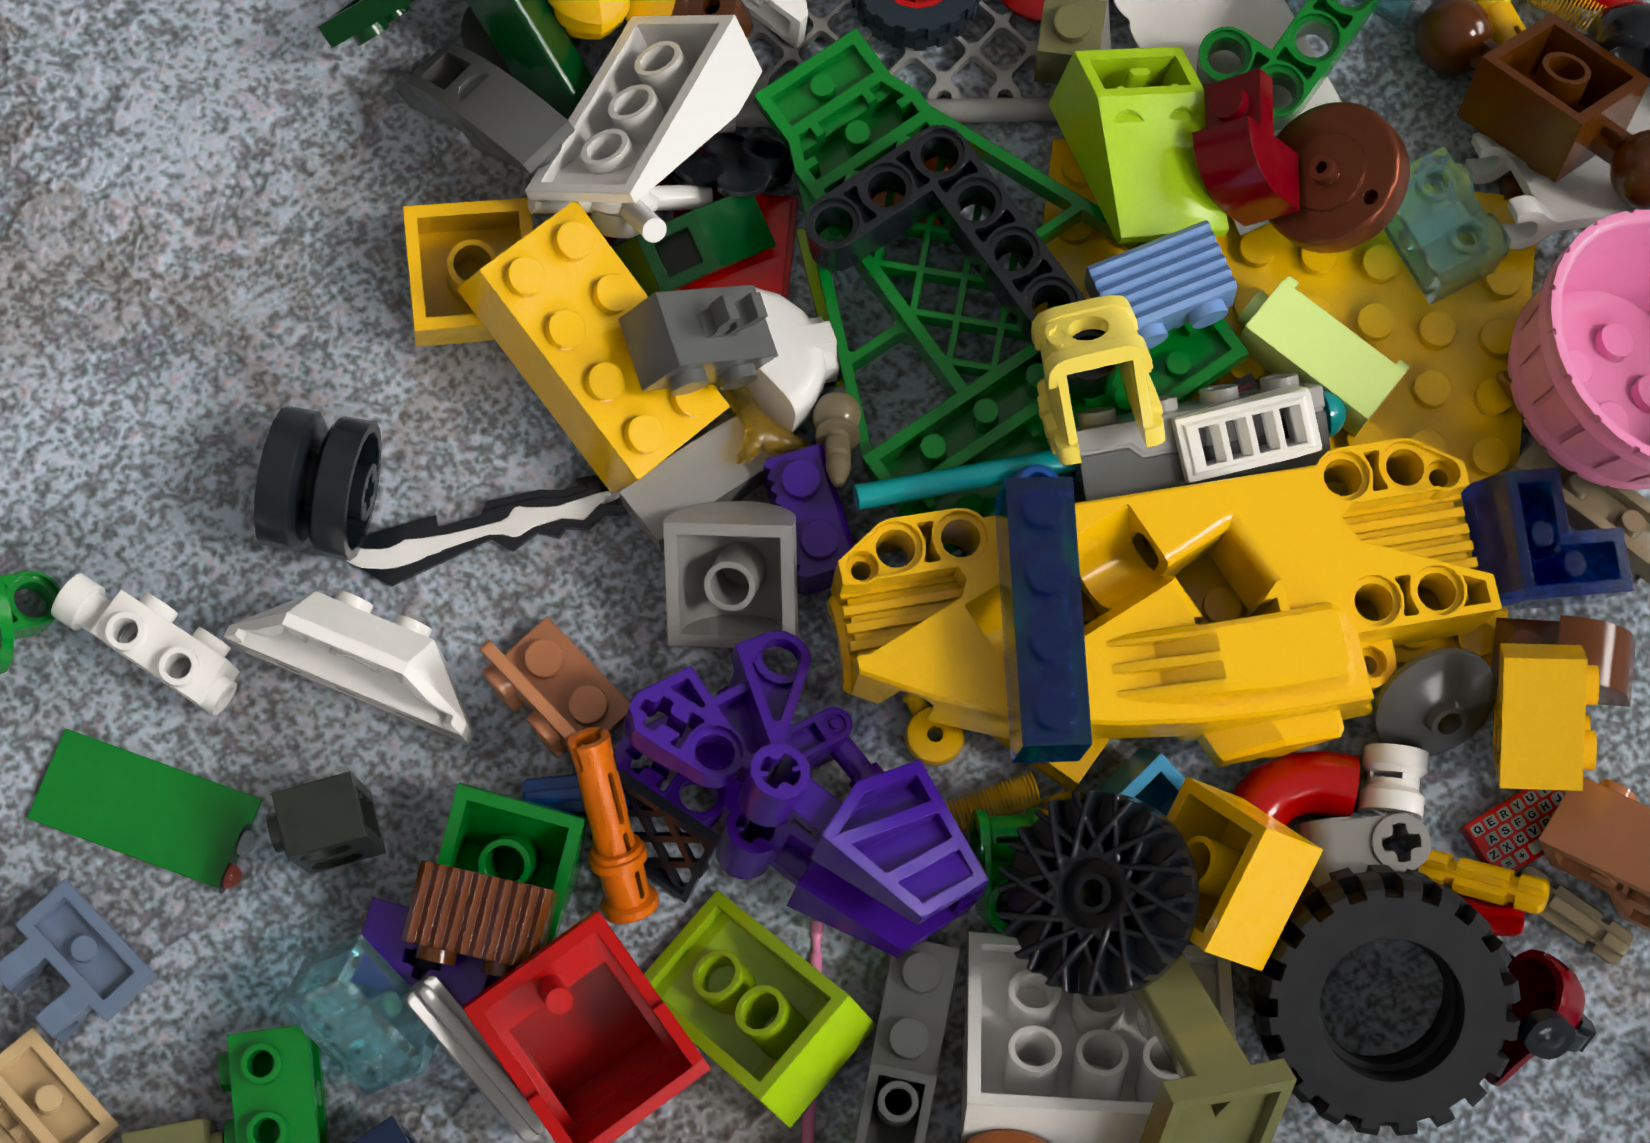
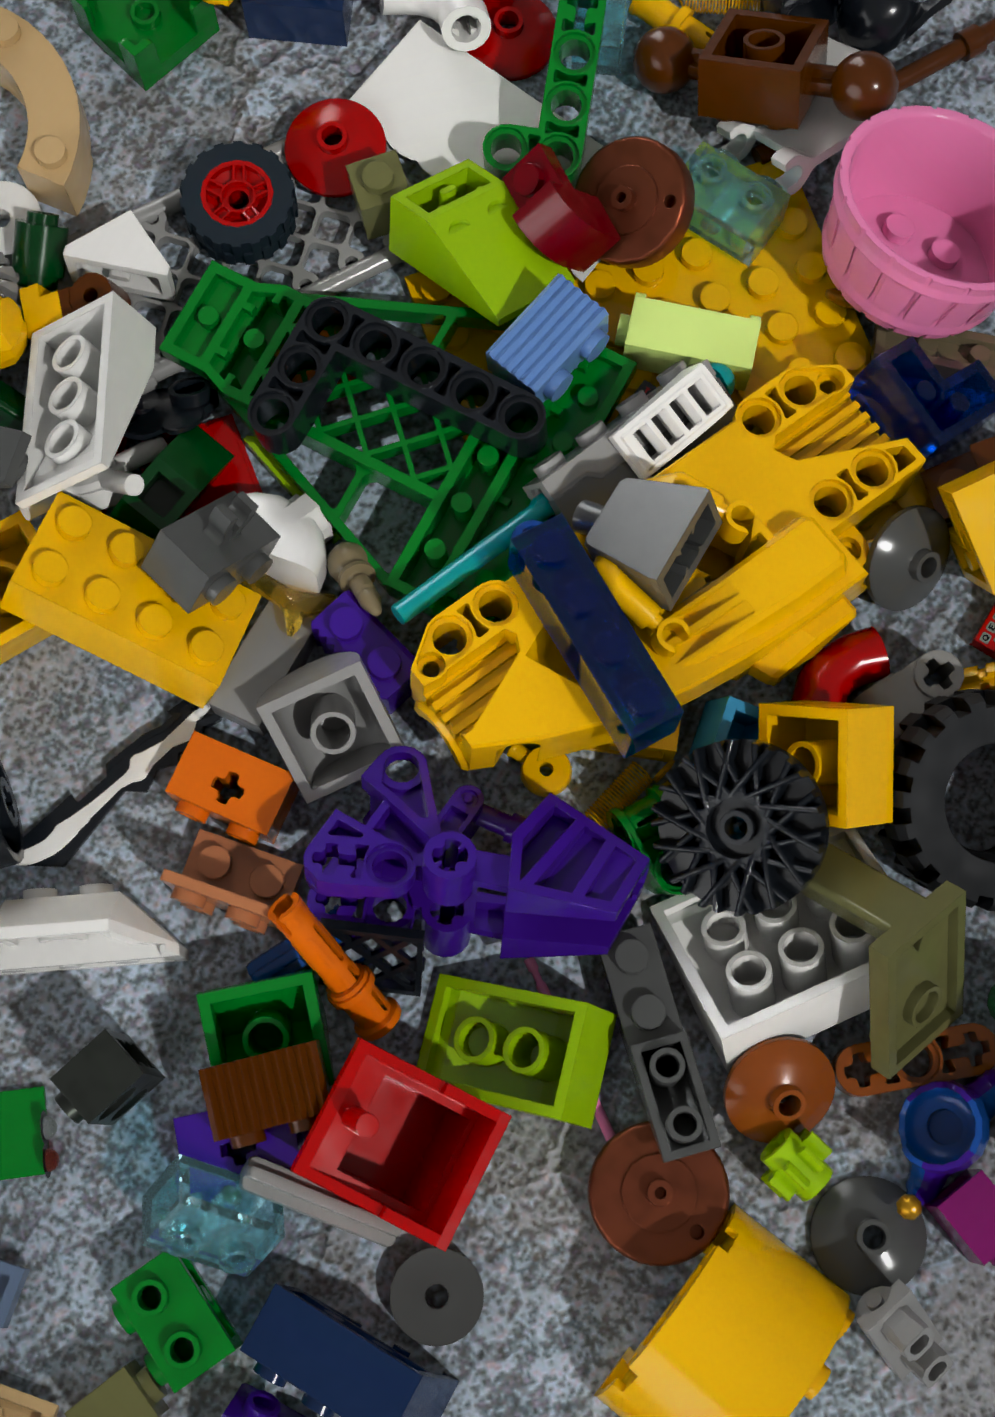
camera: 25 degrees left, 0 degrees up
(590, 558) = (210, 767): none -> orange brick
(1063, 355) = (505, 423): light yellow piece -> none
(1154, 552) = (652, 542): none -> torso
(1393, 780) = (905, 631): white wheel -> none

